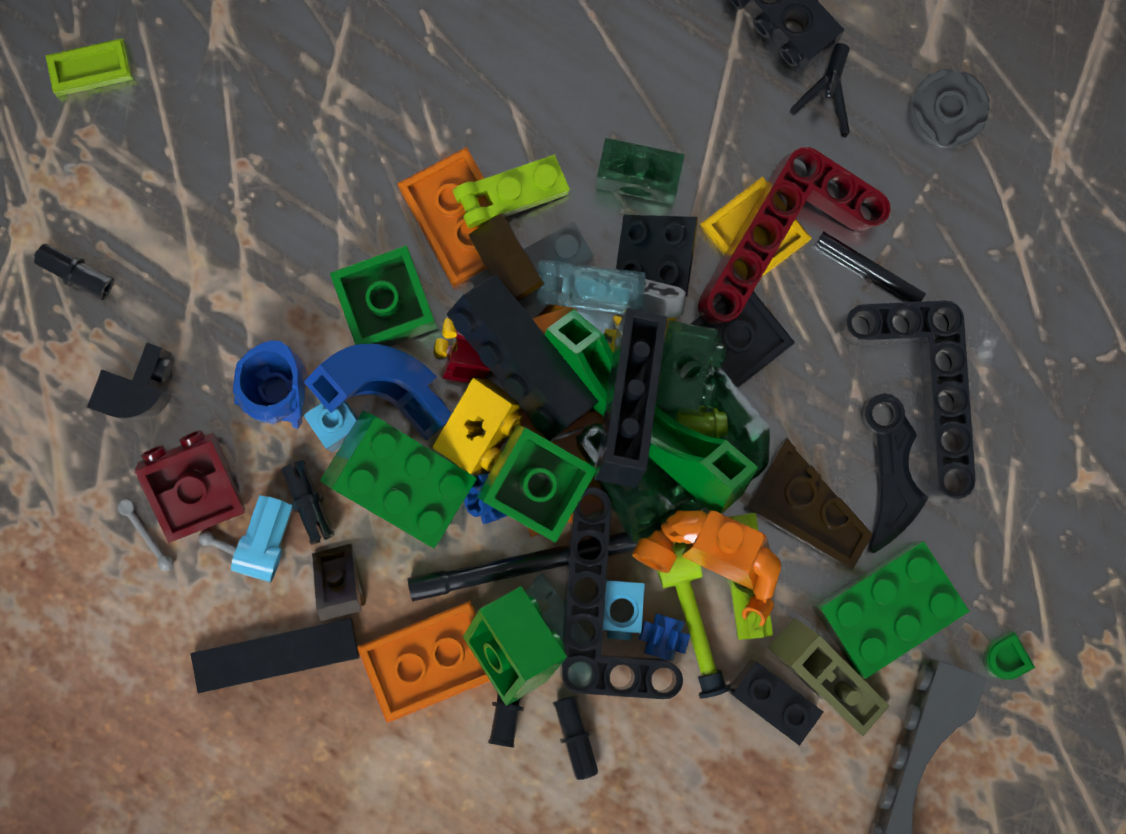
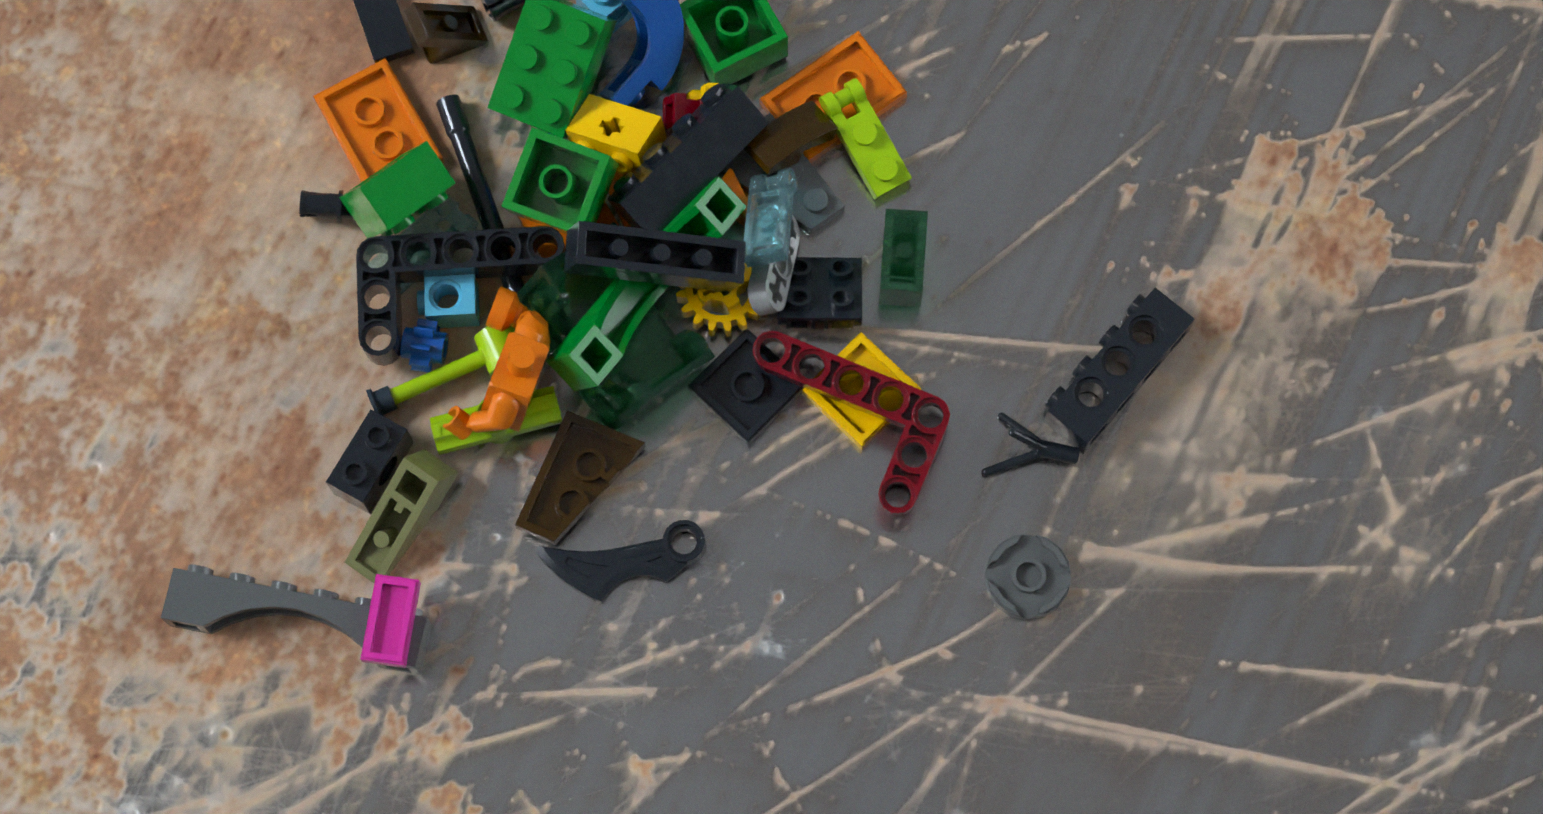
camera: 85 degrees right, 10 degrees down
(576, 737) = (315, 276): black axle -> none
(683, 345) = (683, 305): clear green brick -> none
(712, 424) = (647, 354): lime pin -> none
(869, 268) = (839, 513): black bar -> none
(891, 609) = (477, 567): green brick -> none
(933, 378) = (725, 587): black beam -> none
(943, 695) = (390, 621): none -> dark pink tile
(1007, 657) = (440, 702): green tile -> none

